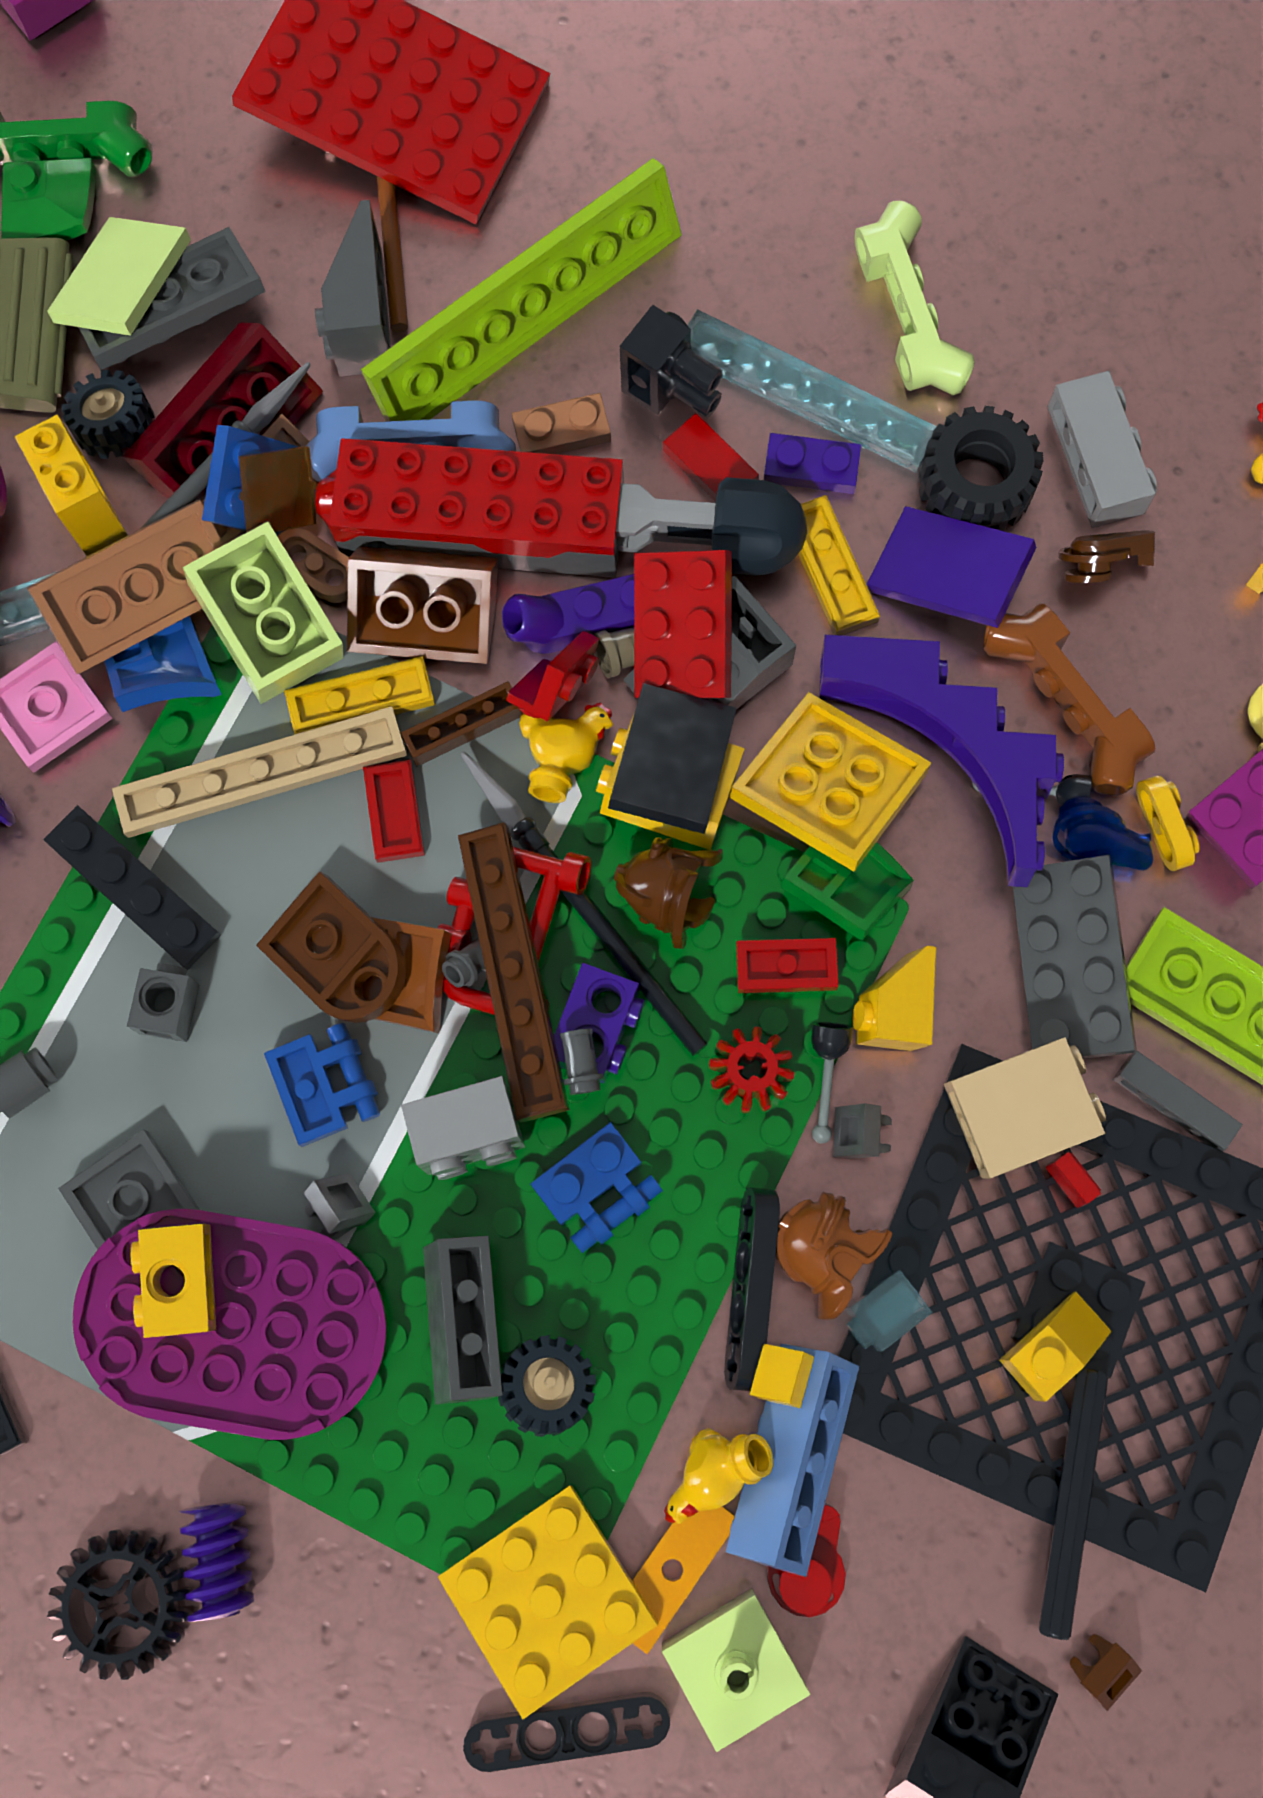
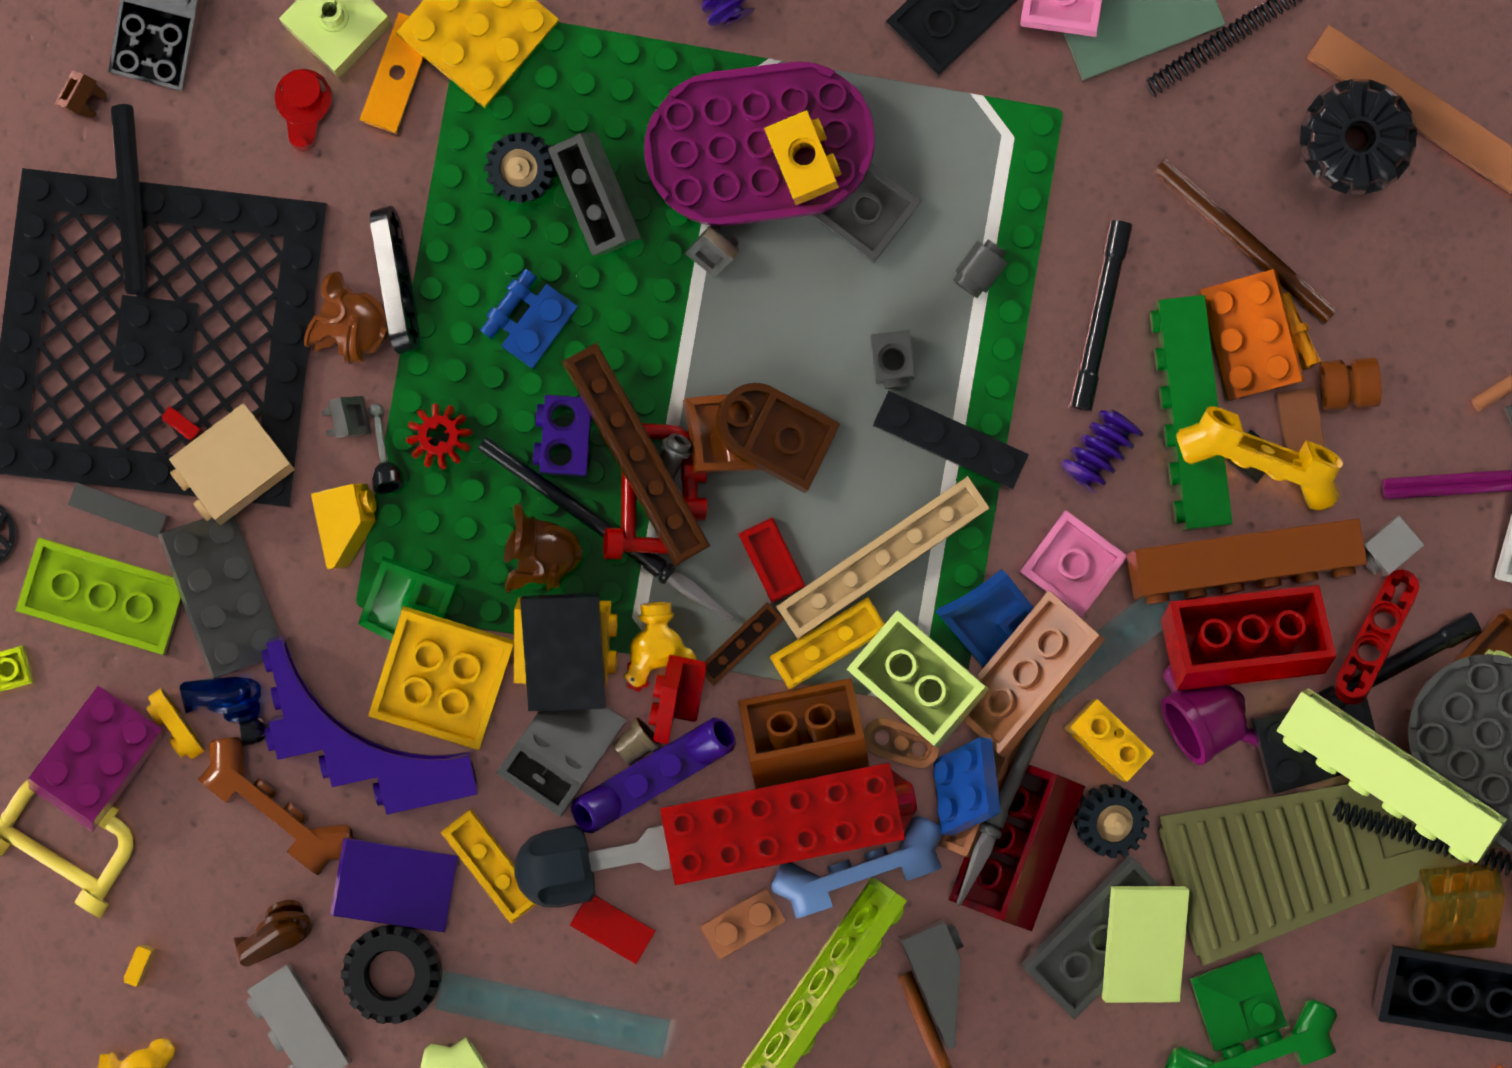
camera: 155 degrees right, 10 degrees up
(278, 489) = (943, 785): clear orange piece -> none
(307, 1090) = (764, 327): blue plate -> none
(463, 1128) = (634, 326): light grey brick -> none
(580, 1062) = (563, 398): dark grey pin -> none
(662, 366) = (671, 992): black brick -> none
(683, 622) = (588, 765): red plate -> none
(718, 1472) = (383, 144): yellow animal -> none
(782, 1375) = (356, 222): yellow tile -> none
(783, 1511) = (333, 170): medium blue brick -> none
(786, 965) = (435, 523): red plate -> none
(812, 463) = (530, 950): dark purple plate -> none
(886, 1312) = (293, 288): clear light blue brick -> none
(1056, 1348) = (166, 301): yellow slope -> none

